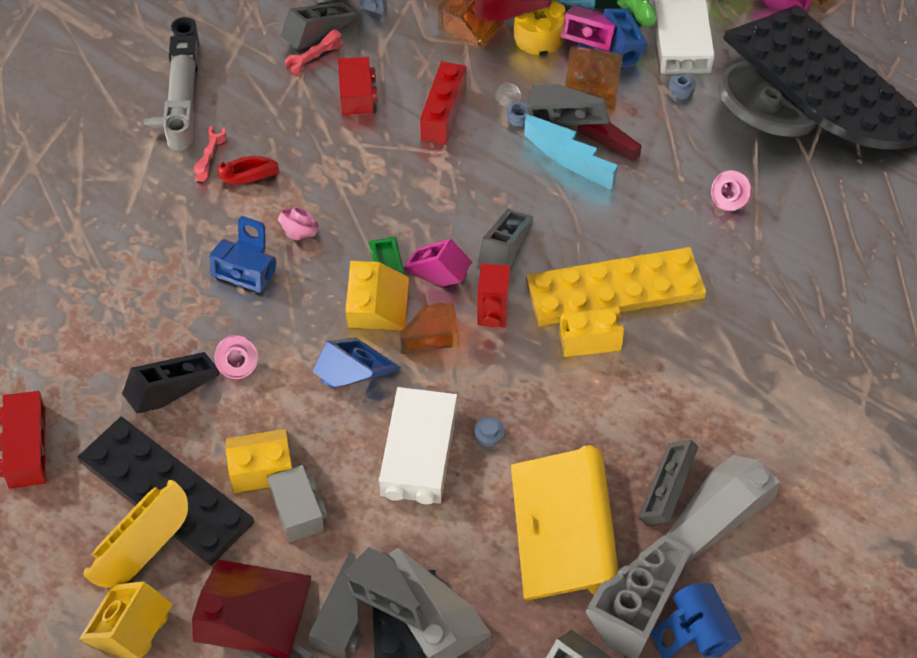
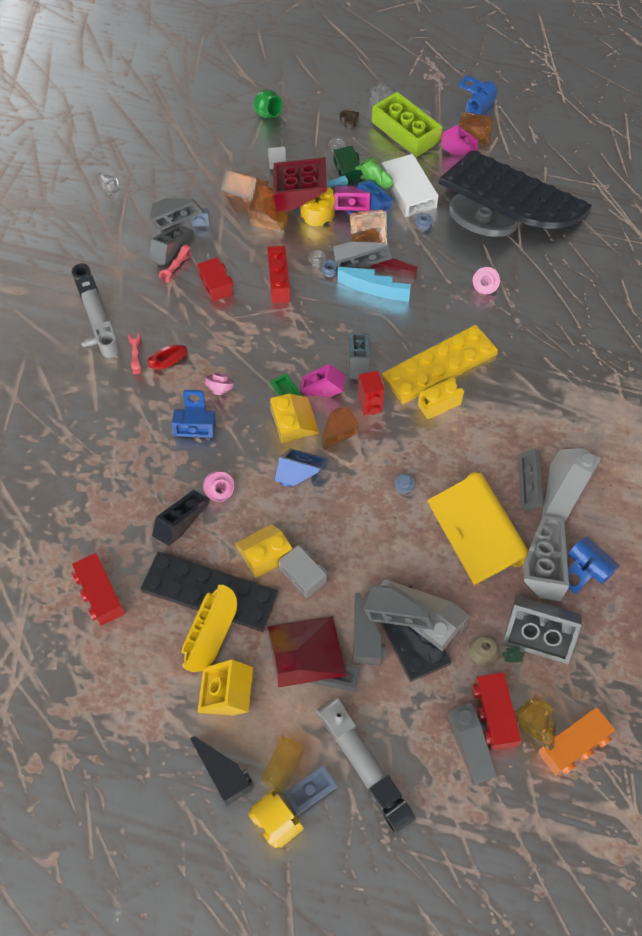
camera: 20 degrees left, 5 degrees up
(418, 446) = (365, 507): white brick -> none

